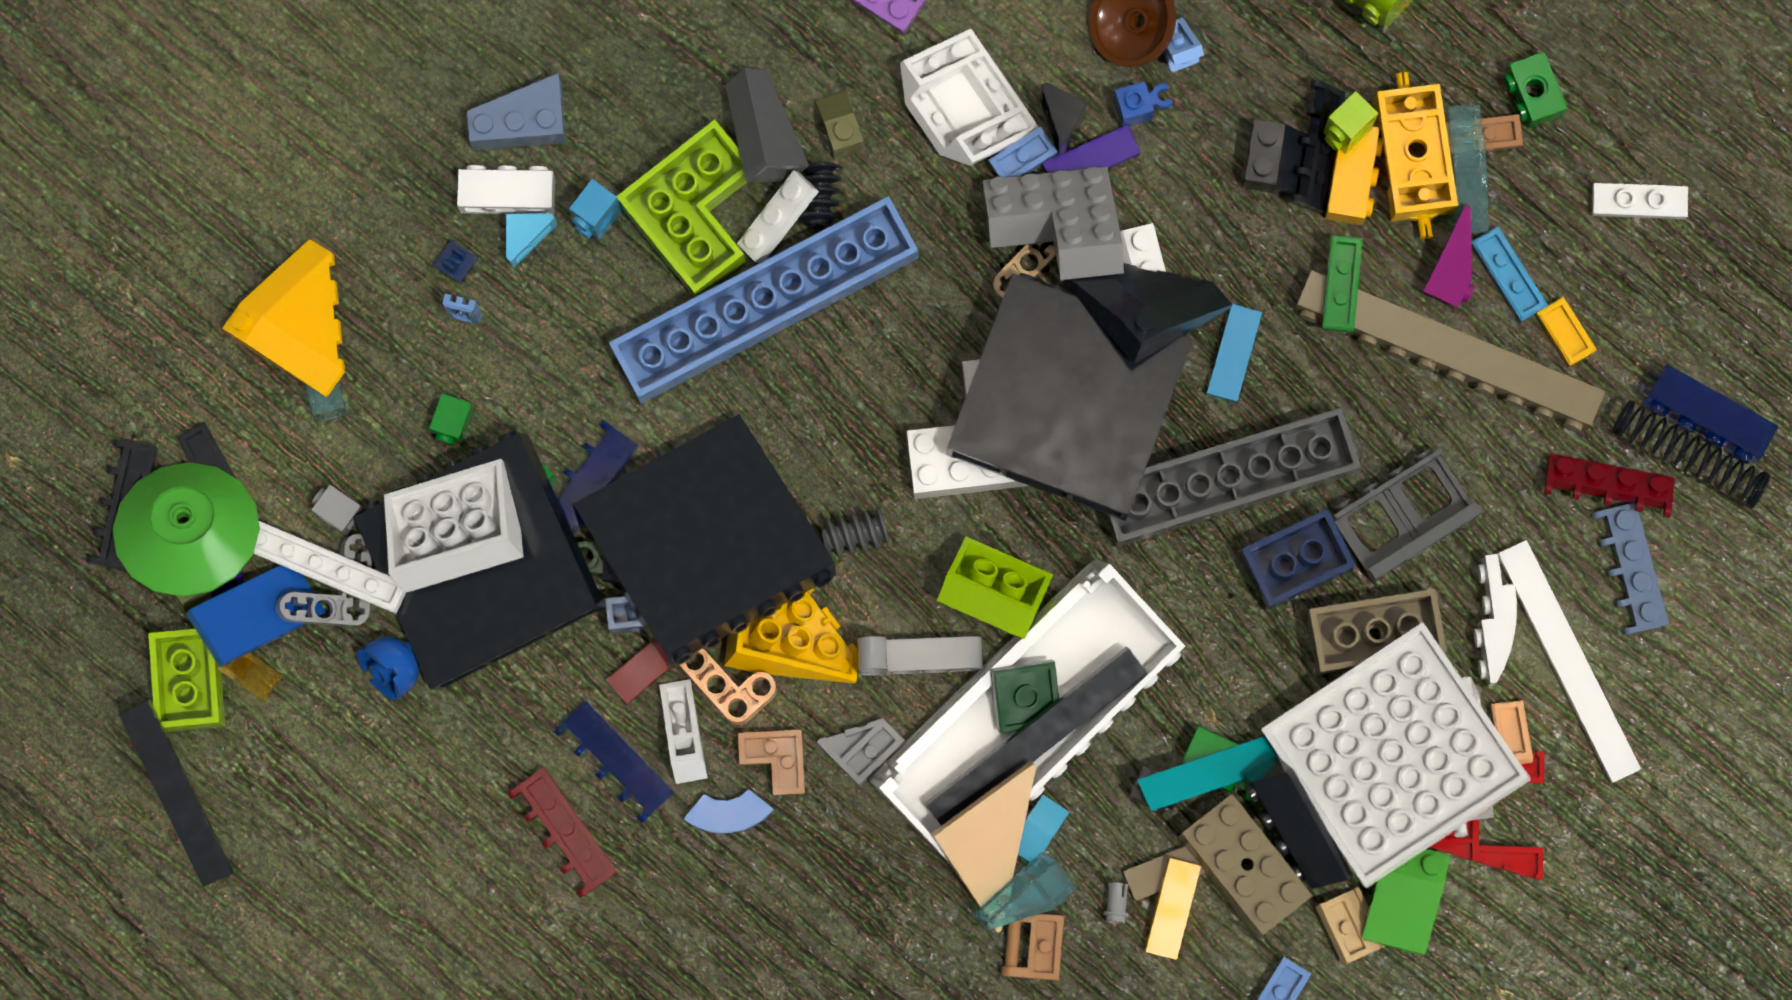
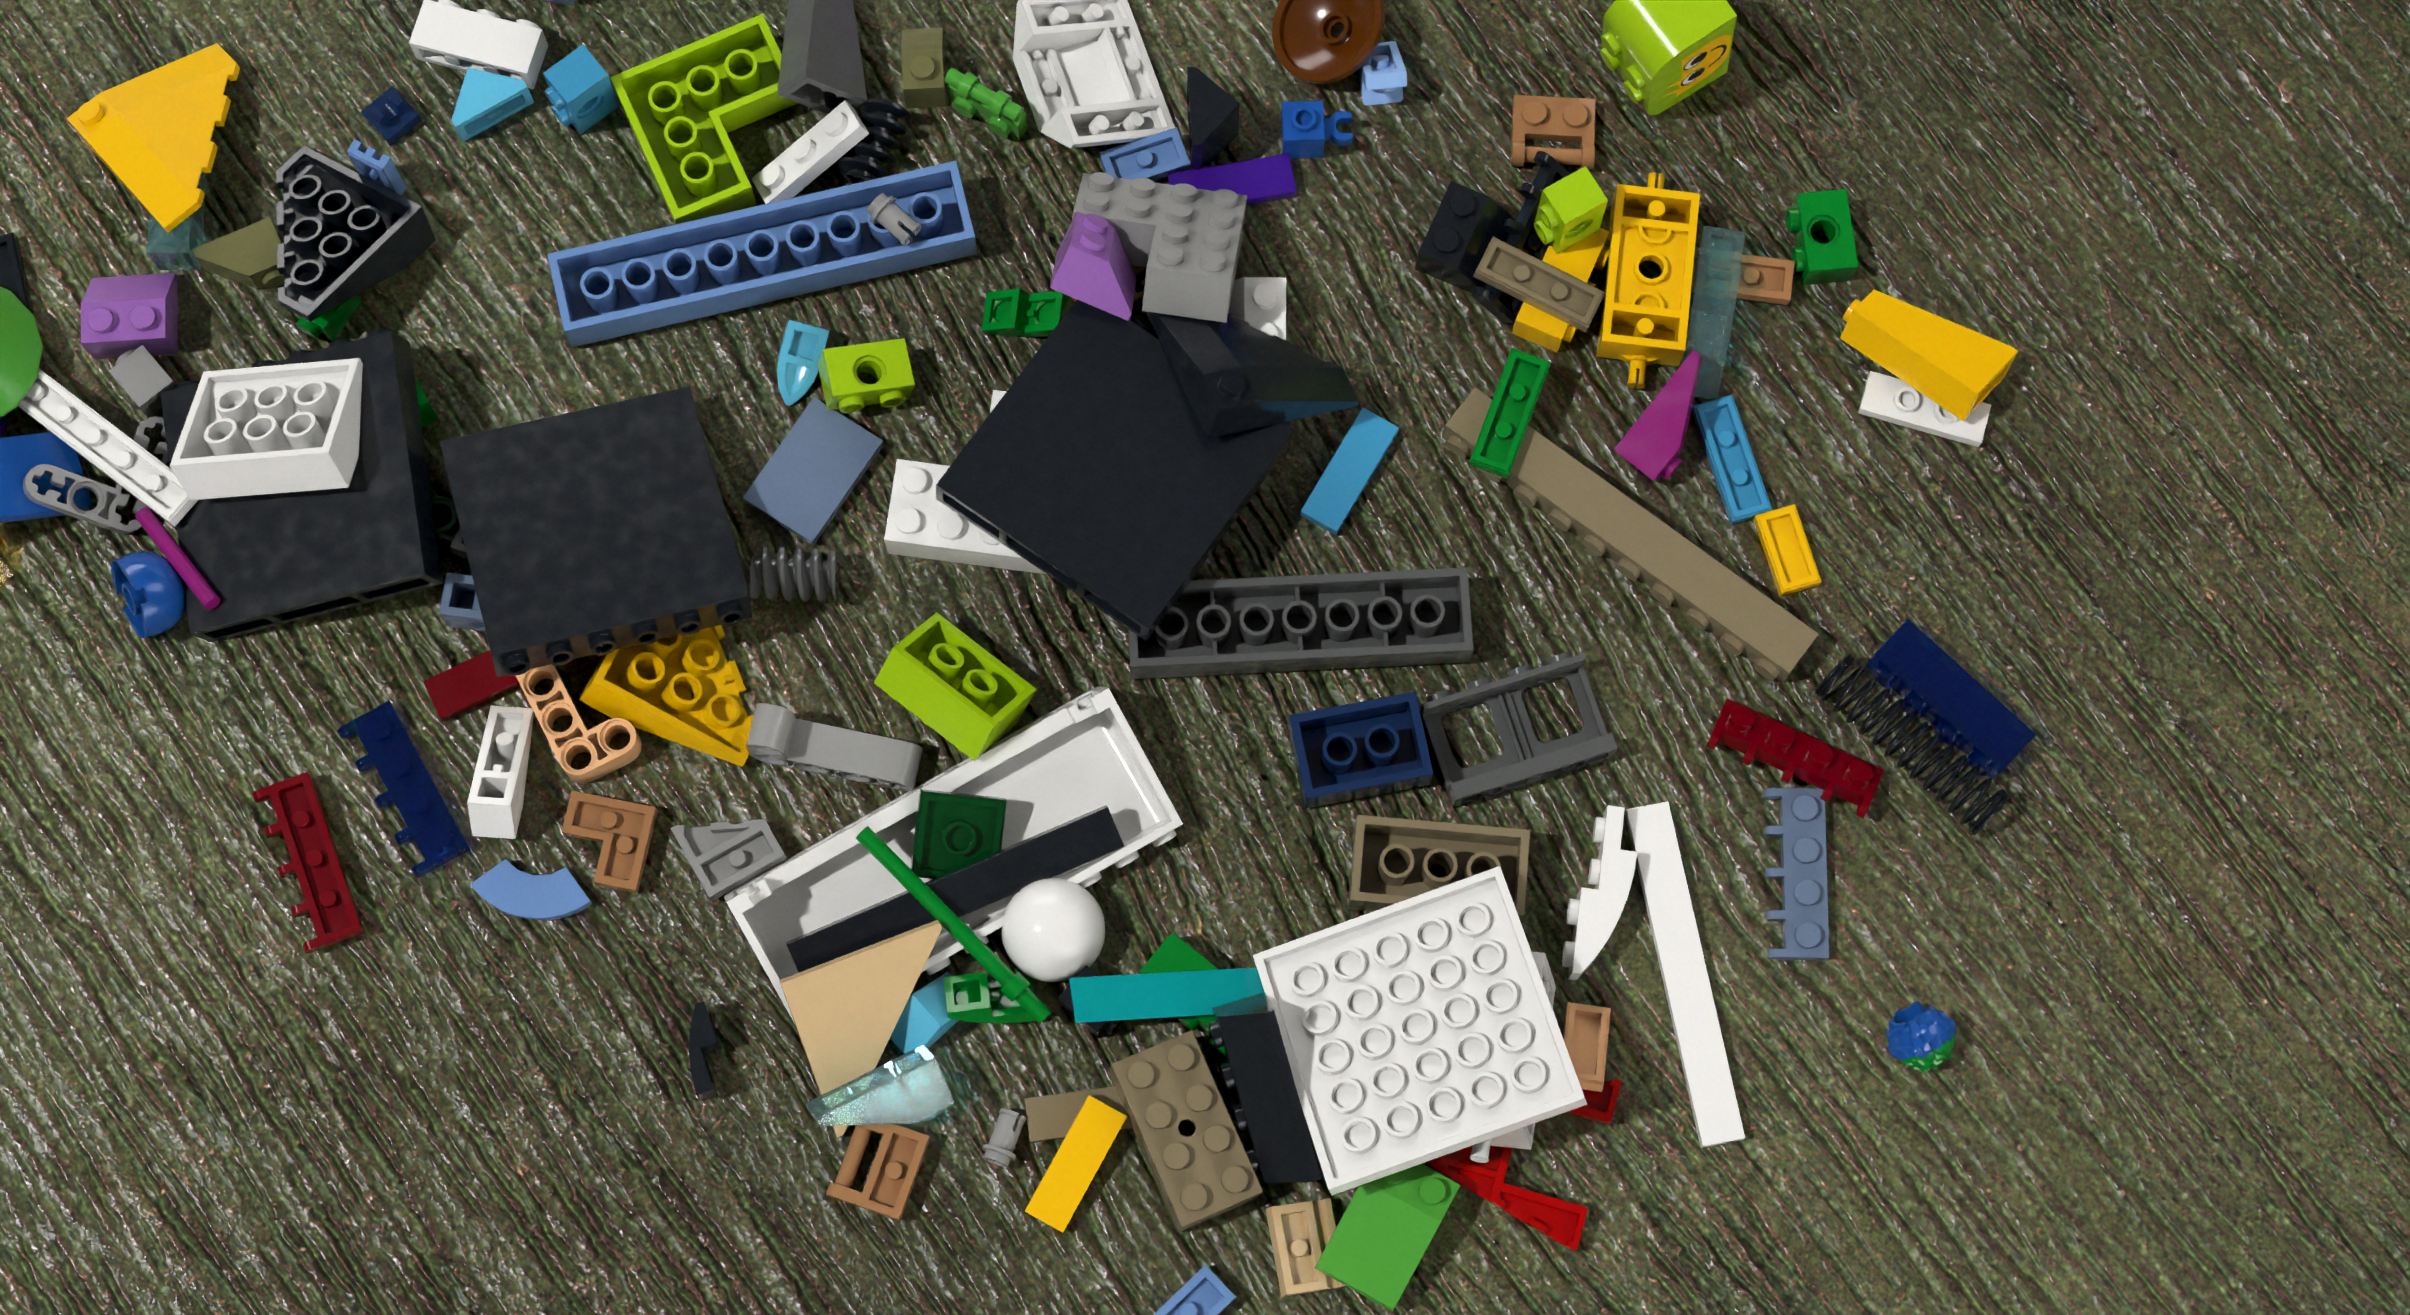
camera: 10 degrees right, 5 degrees down
(310, 461) = (129, 313): none -> medium lavender slope
(385, 397) = (245, 255): none -> olive slope
(405, 636) = (177, 558): none -> magenta bar
(449, 363) = (340, 233): none -> black slope
(598, 470) = (507, 405): clear blue hinge -> none
(811, 370) = (799, 358): none -> medium azure plate
(844, 452) = (813, 471): none -> sand blue tile
(854, 251) = (892, 217): none -> light grey pin
(877, 359) = (884, 360): none -> lime brick
(884, 888) = (702, 1040): none -> black slope
(907, 148) = (994, 108): none -> bright green plate
(967, 295) = (1024, 314): none -> green slope
(1014, 254) = (1095, 266): none -> medium lavender slope
(1080, 808) = (981, 1001): none -> green slope
(1096, 793) = (1014, 985): none -> green bar
(1112, 746) = (1053, 929): none -> white piece
(1316, 49) = (1553, 120): none -> medium nougat plate
(1339, 181) = (1539, 284): none -> dark tan tile
(1632, 159) = (1927, 351): none -> yellow slope
(1748, 665) = (1921, 1036): none -> blue piece

